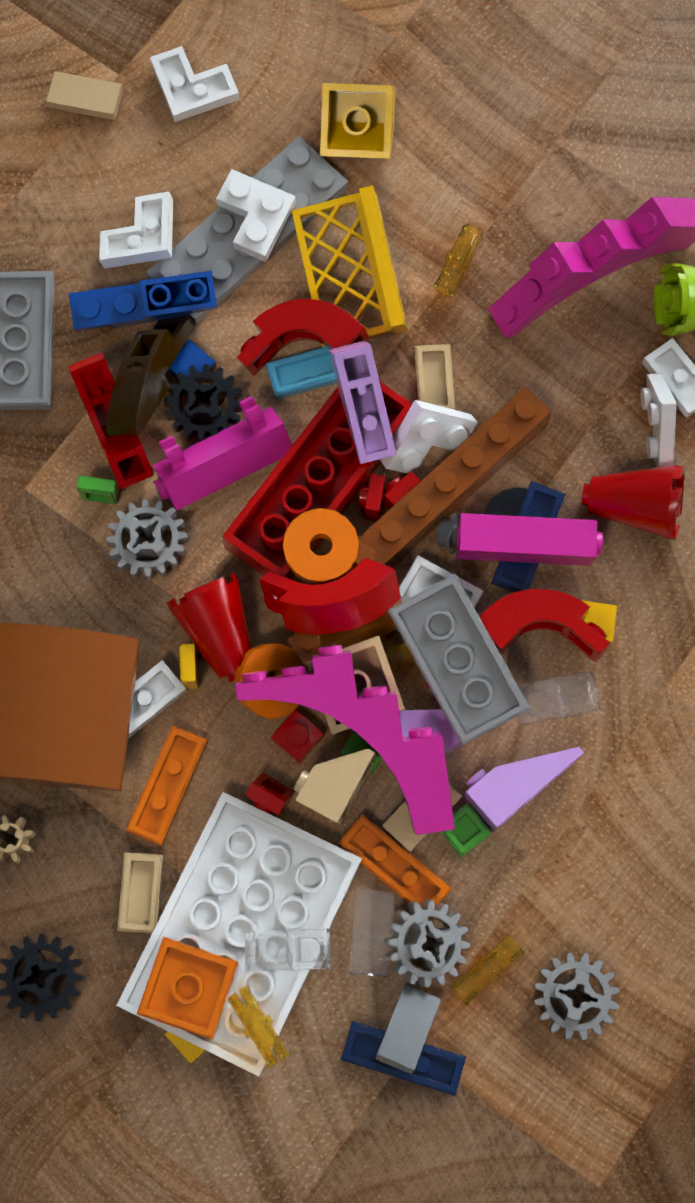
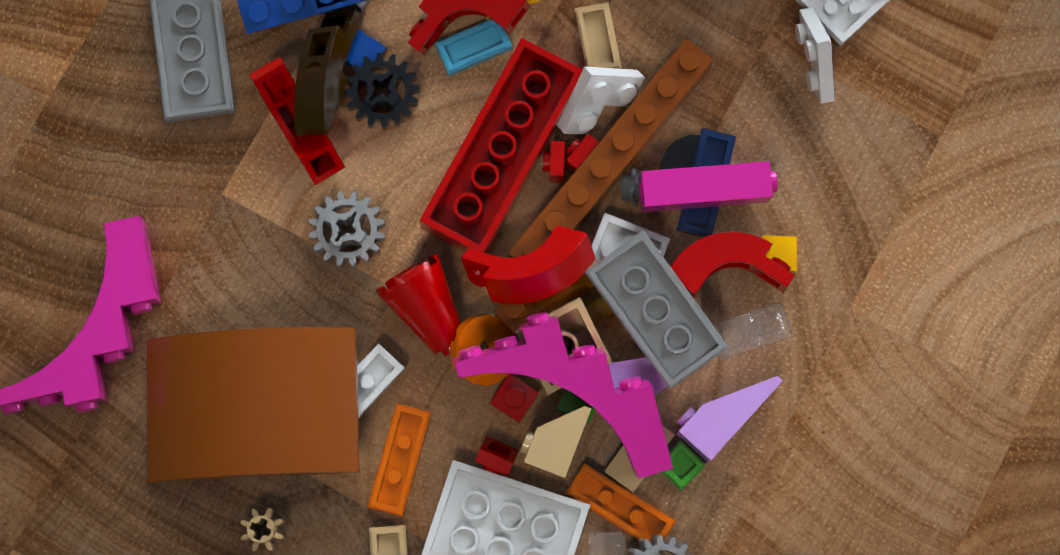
camera: 10 degrees left, 5 degrees up
(98, 490) = (293, 188): bright green tile -> none
(189, 666) = (404, 346): yellow tile -> none
(222, 457) = (407, 142): dark pink brick -> none
(315, 525) = (508, 198): orange tile -> none
(363, 401) = (535, 74): lavender slope -> none
(639, 498) = (805, 132): red cone -> none

